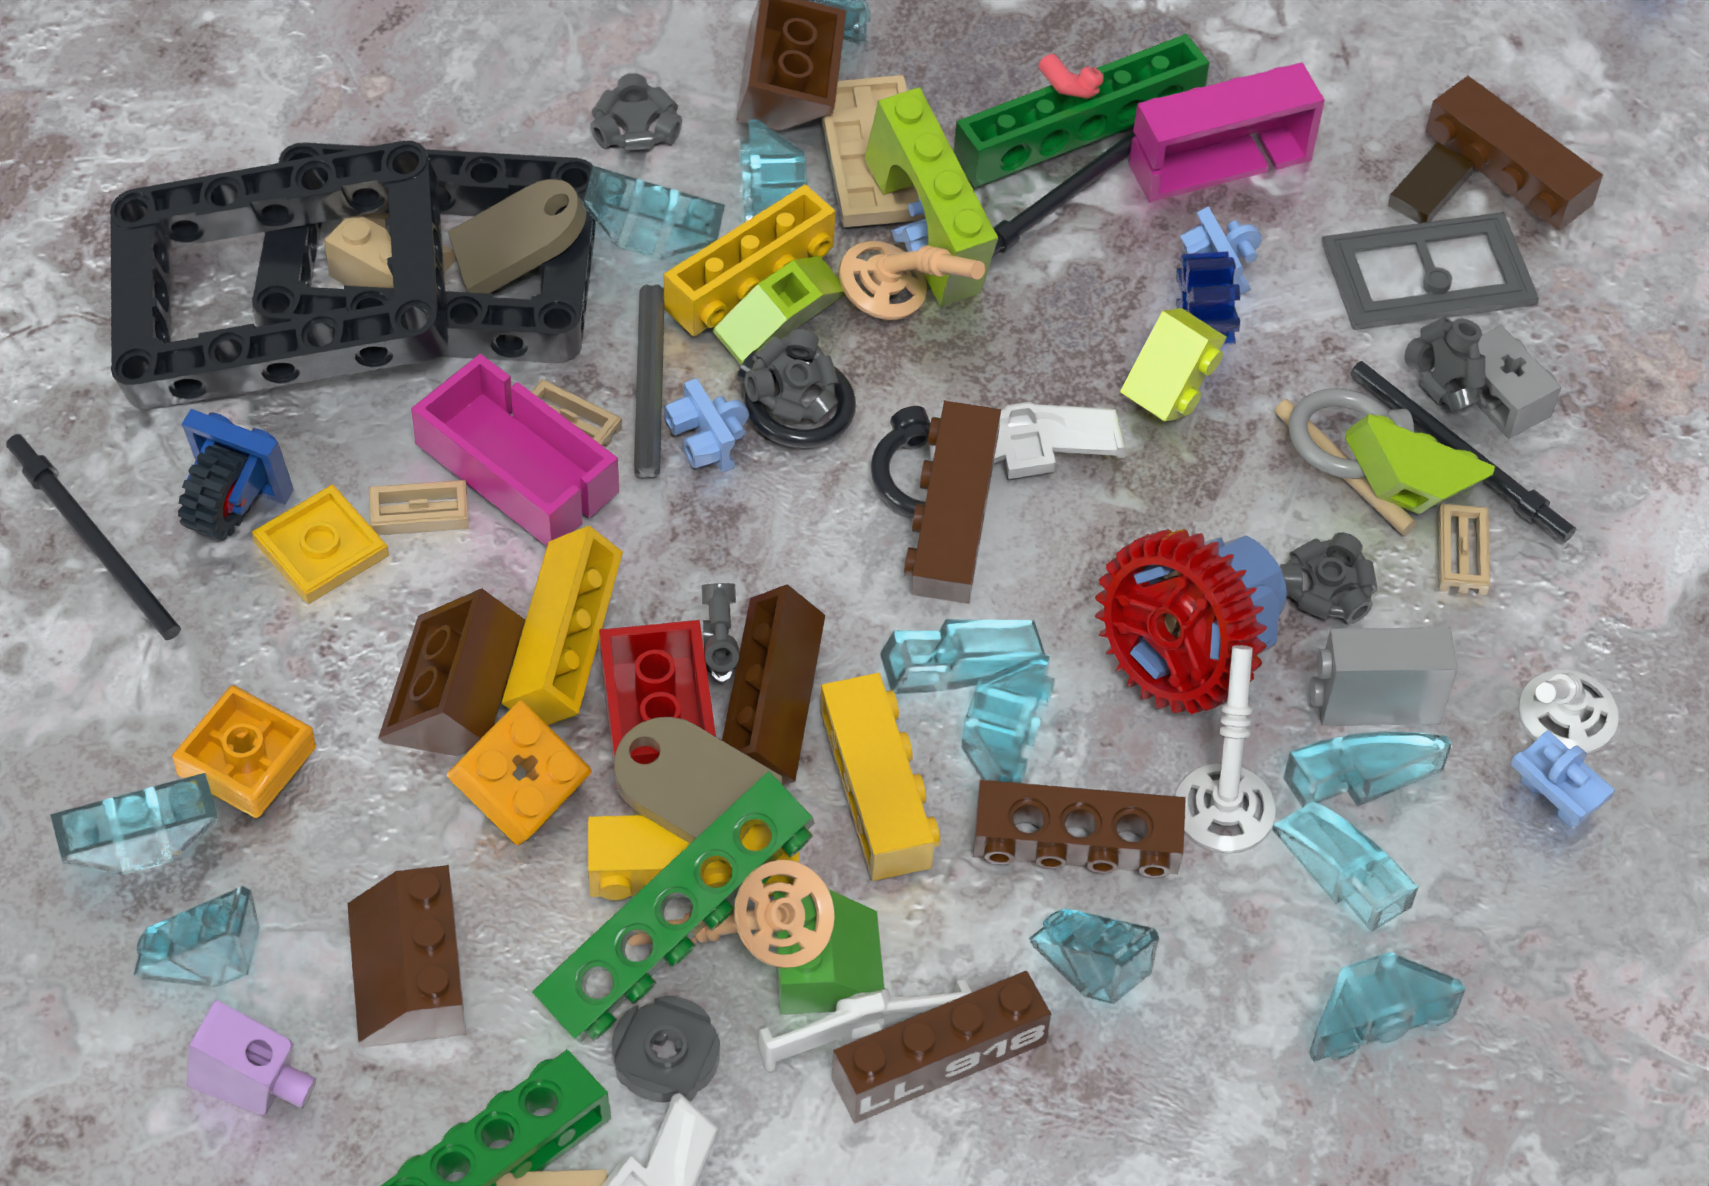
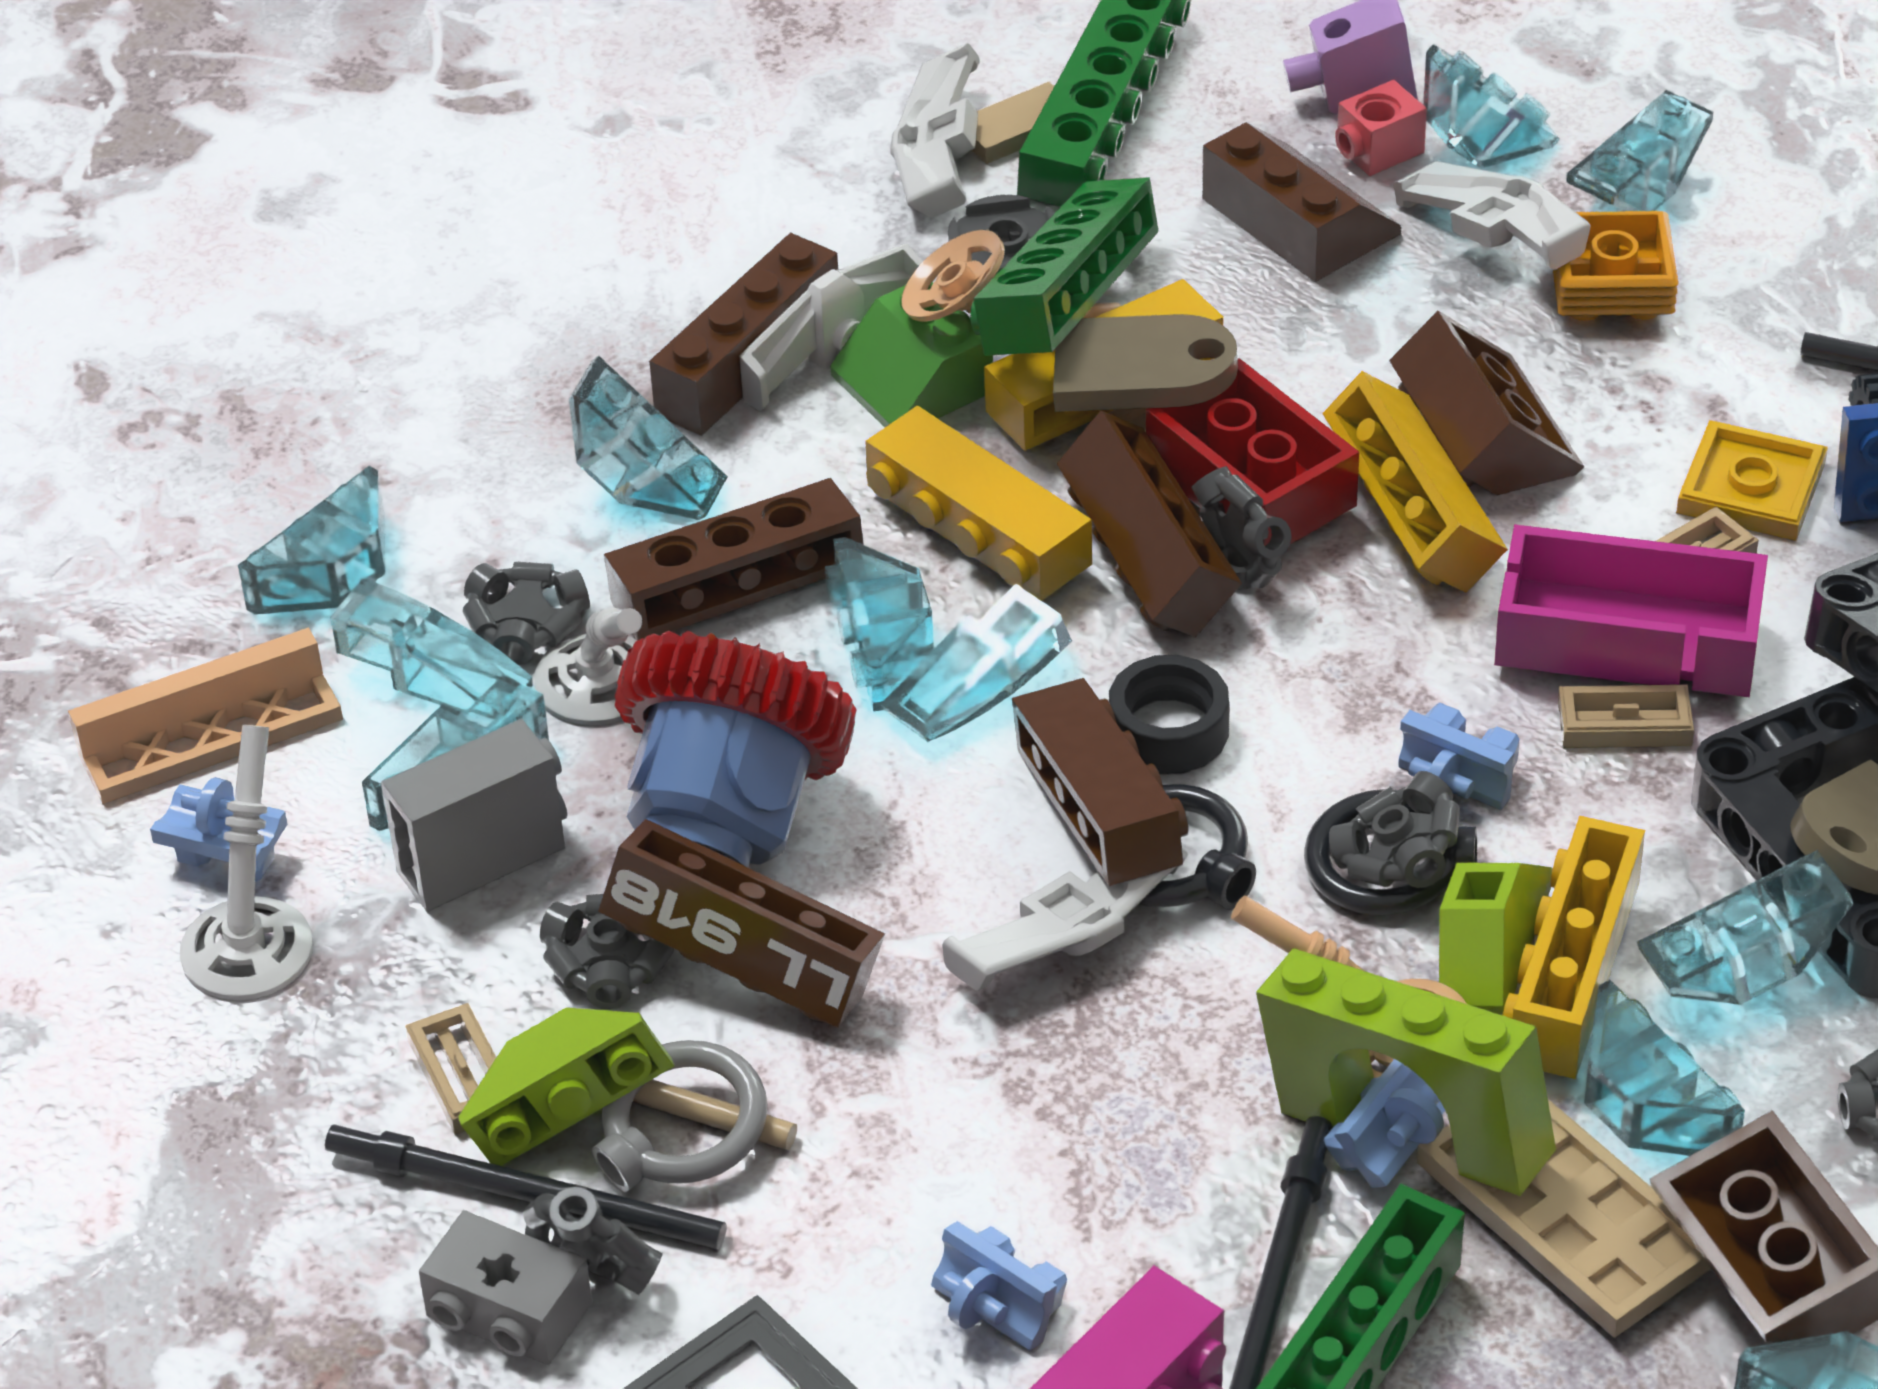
camera: 155 degrees right, 10 degrees down
(275, 976) = (1381, 127): none -> coral brick
(283, 836) = (1496, 207): none -> white plate
(489, 766) = (1331, 341): light orange brick -> none
(649, 382) = (1572, 787): dark grey axle -> none
(868, 526) = (1169, 680): none -> black tyre
(1069, 83) = (1352, 1325): coral arm -> none
(1174, 365) = (942, 1048): neon yellow brick -> none
(1209, 291) = (961, 1160): clear blue gear -> none
(1252, 881) = (523, 618): none -> dark grey piece
(1254, 502) = (741, 923): none -> reddish brown brick
(1476, 902) = (199, 707): none -> light nougat fence

